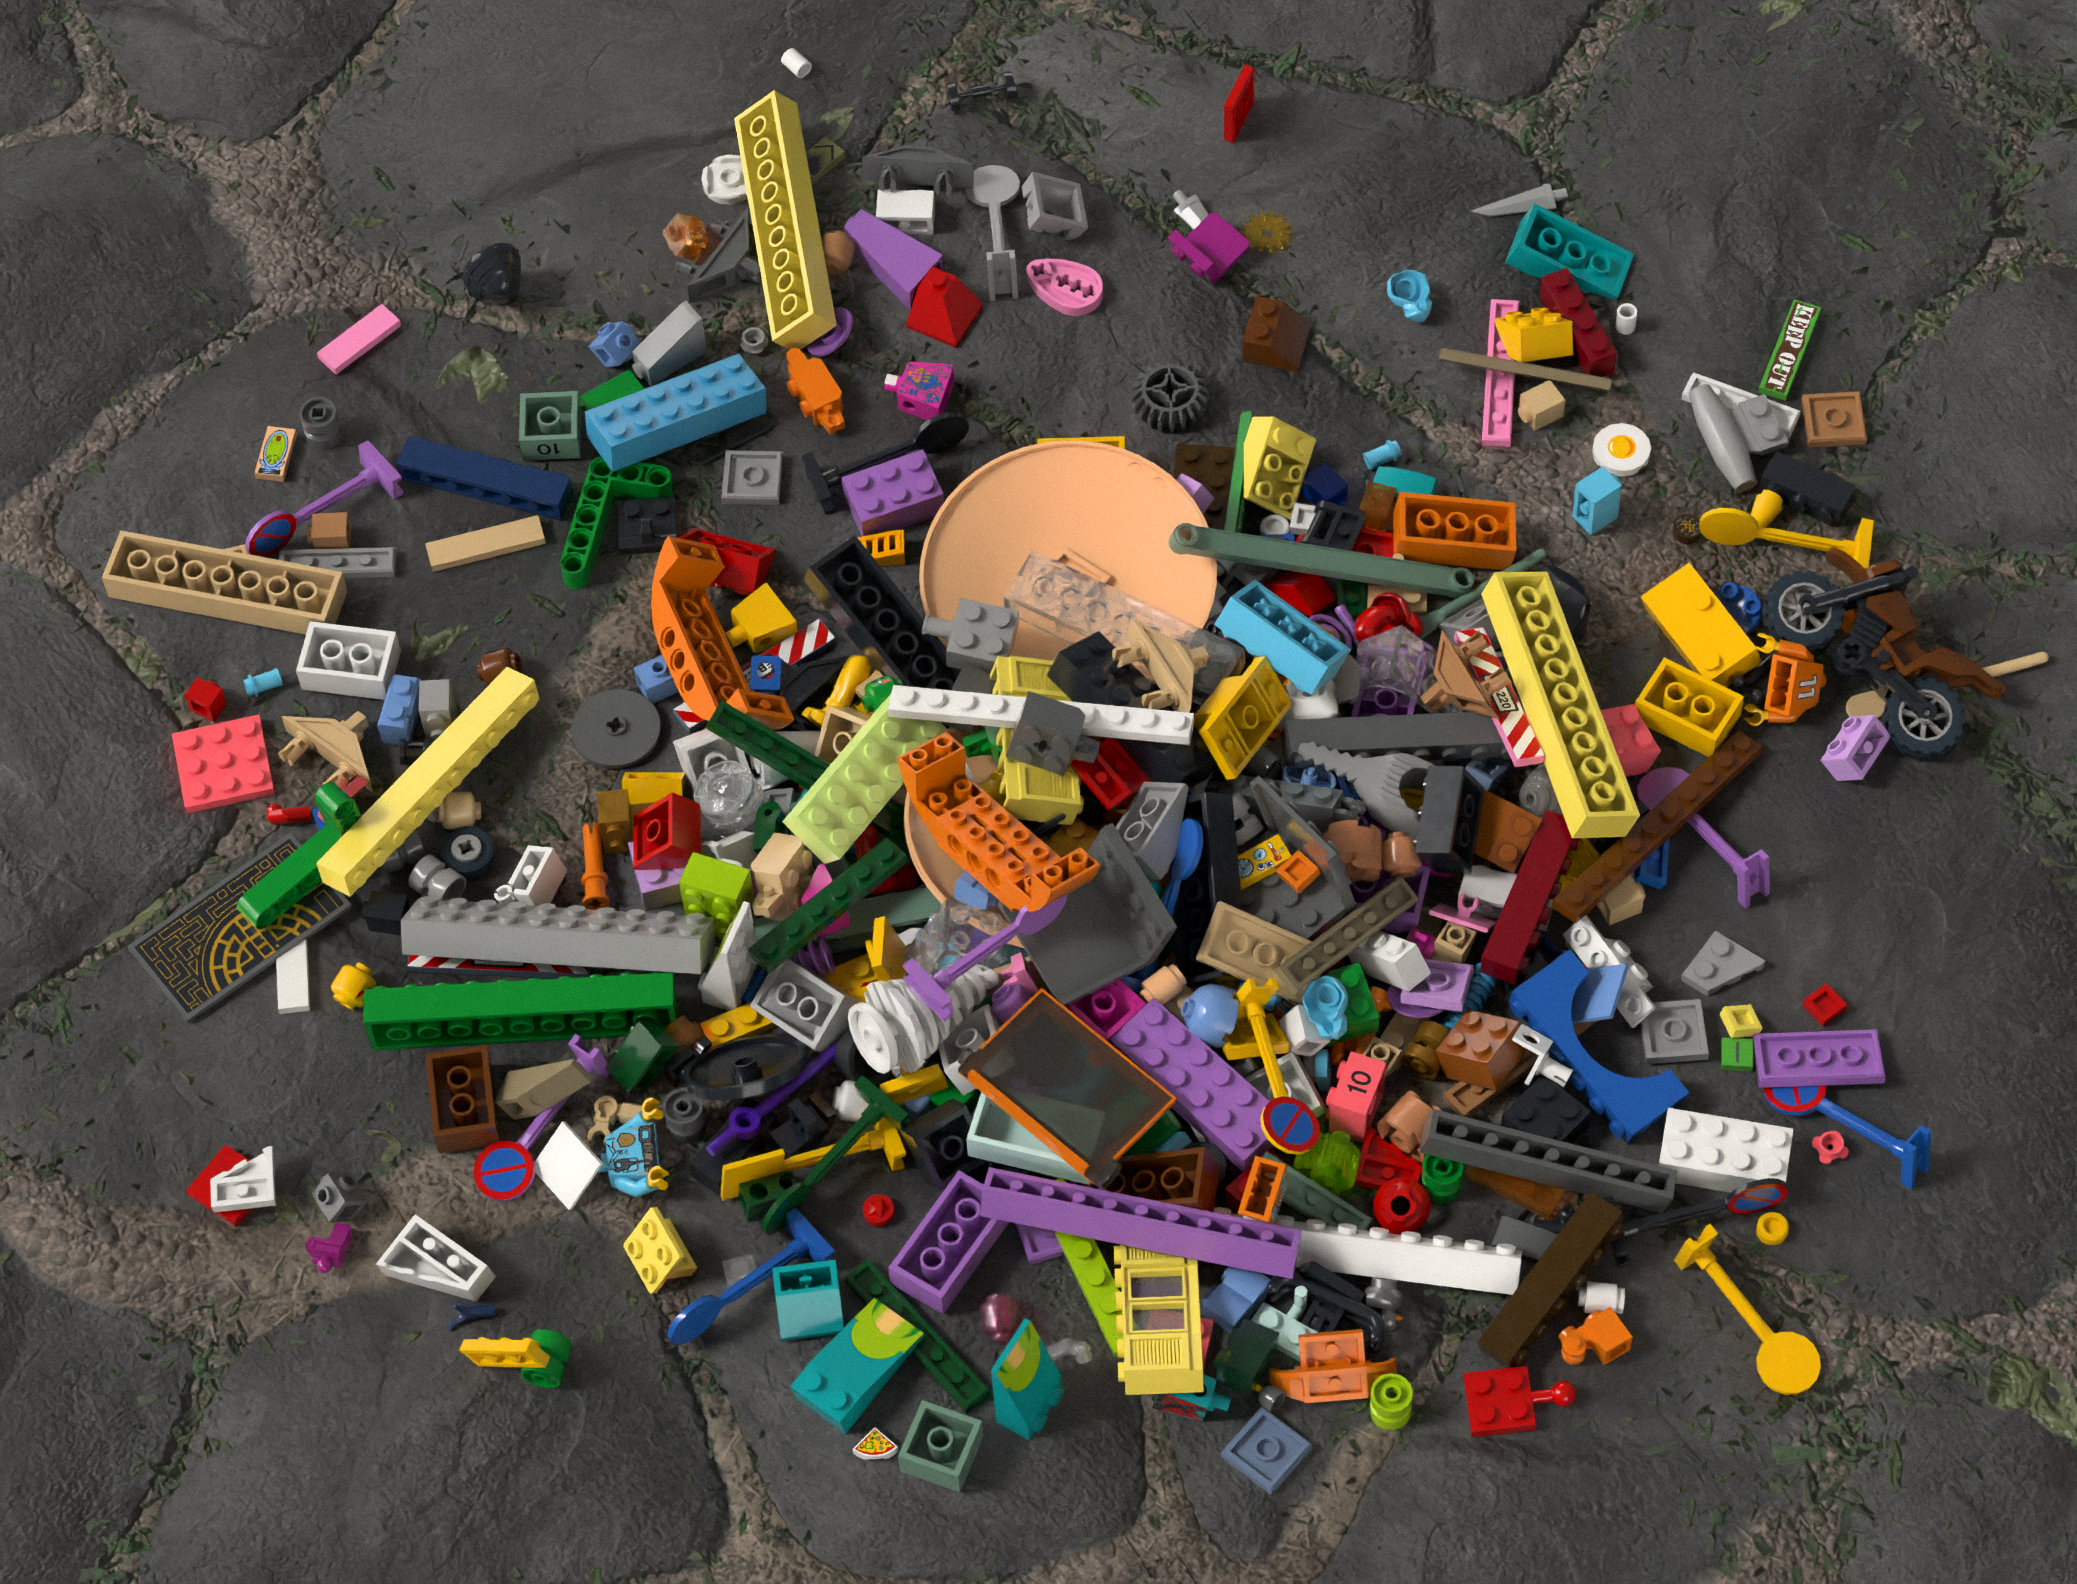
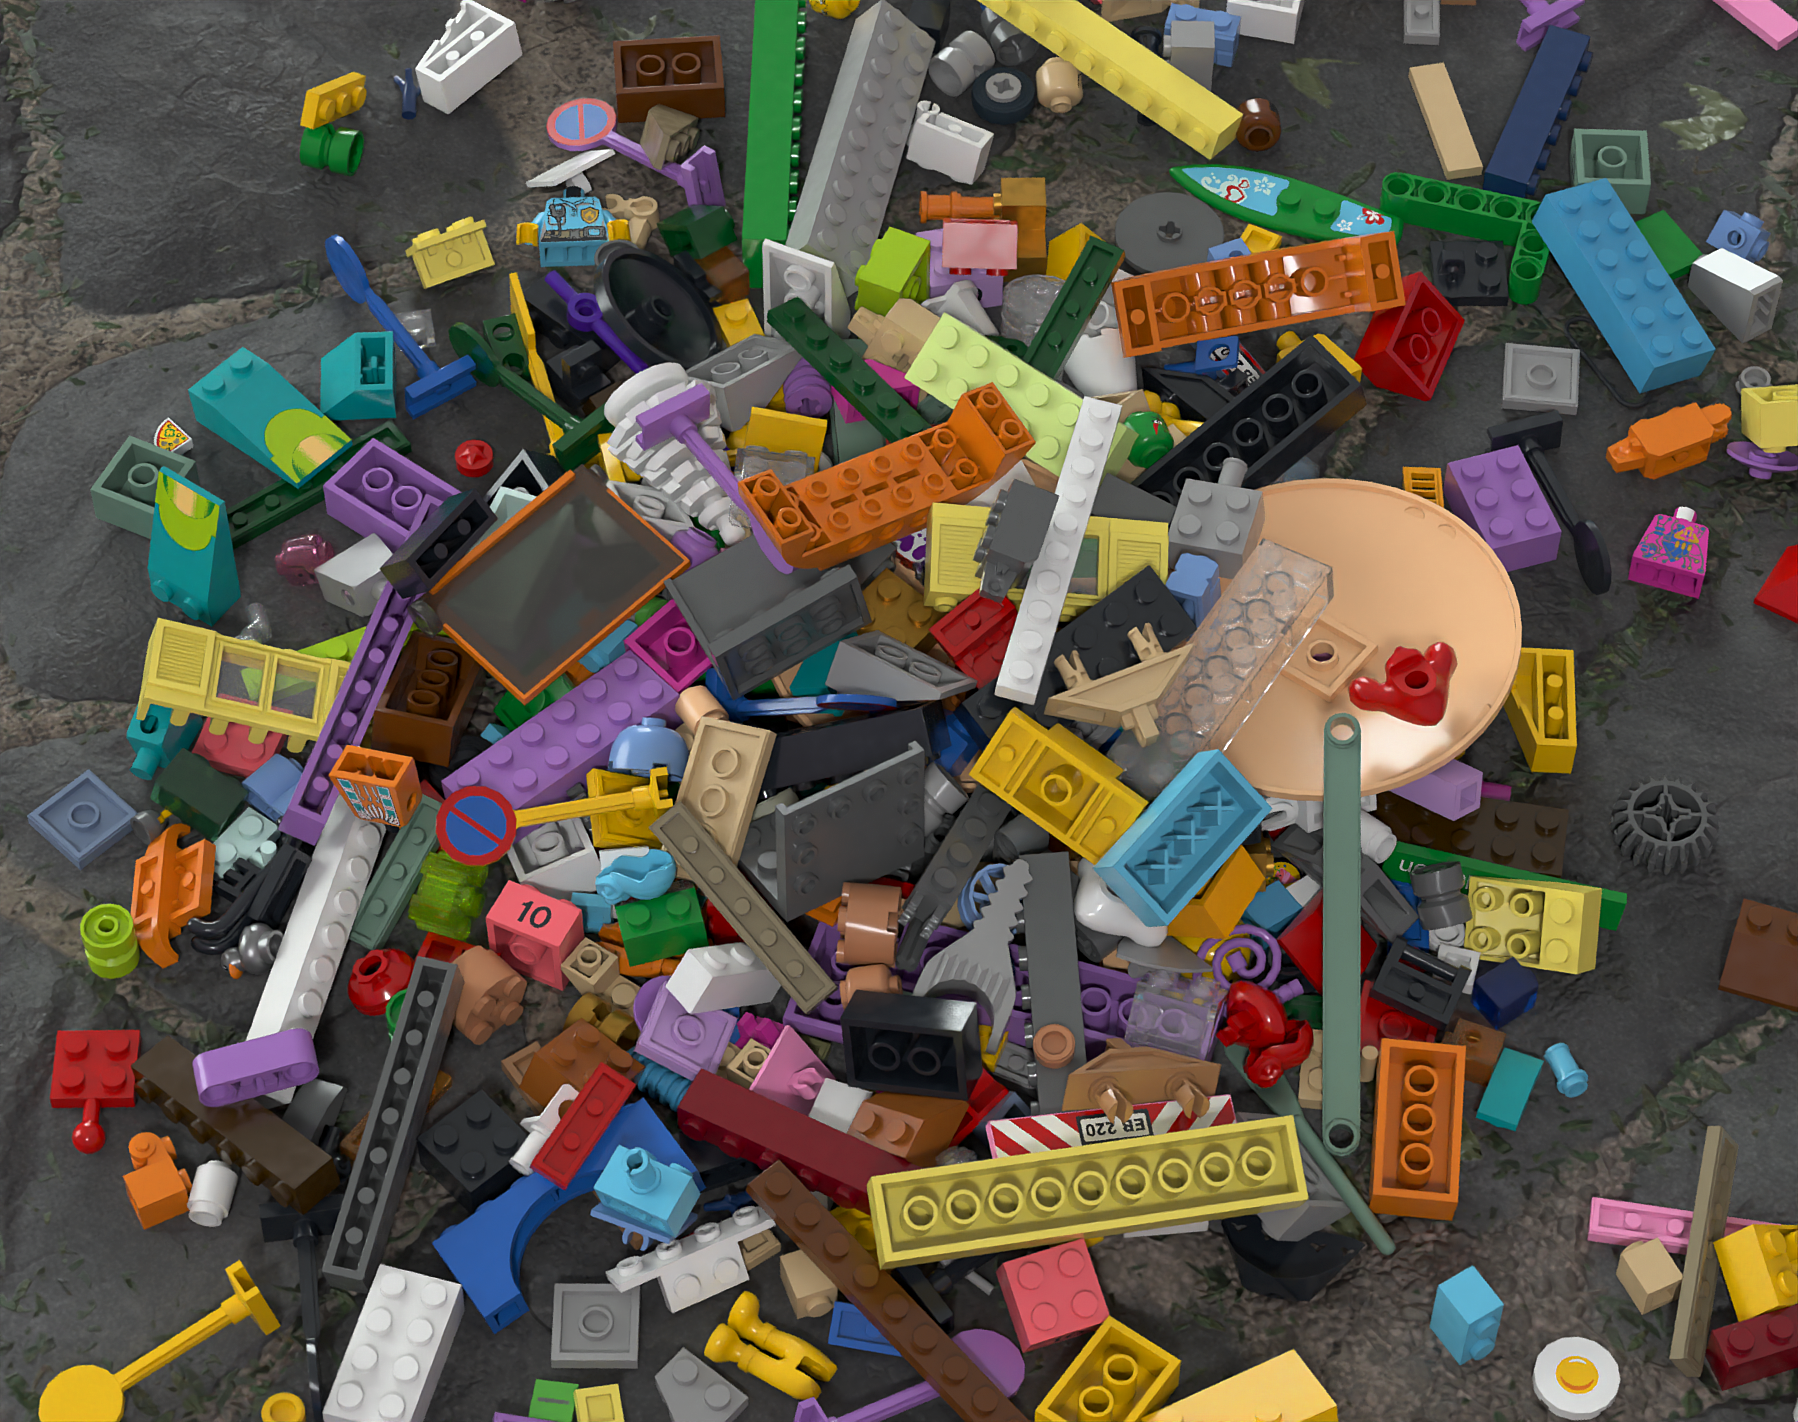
camera: 90 degrees right, 5 degrees down
(580, 647) = (1283, 203): none -> piece
(622, 668) = (1260, 239): none -> yellow tile
(1021, 1264) = (354, 576): none -> light grey torso
(1043, 1165) = (438, 543): none -> black brick
(1053, 636) = (1195, 586): none -> medium blue brick
(1133, 499) = (1414, 685): none -> red head
(1266, 514) = (1441, 896): none -> dark grey wheel
(1441, 730) = (1054, 1046): none -> nougat tile
(1519, 1255) = (255, 1067): none -> medium lavender beam
(1543, 1026) = (582, 1126): none -> red tile
(1596, 974) = (647, 1189): none -> medium azure brick
(1678, 902) = (793, 1351): none -> yellow piece

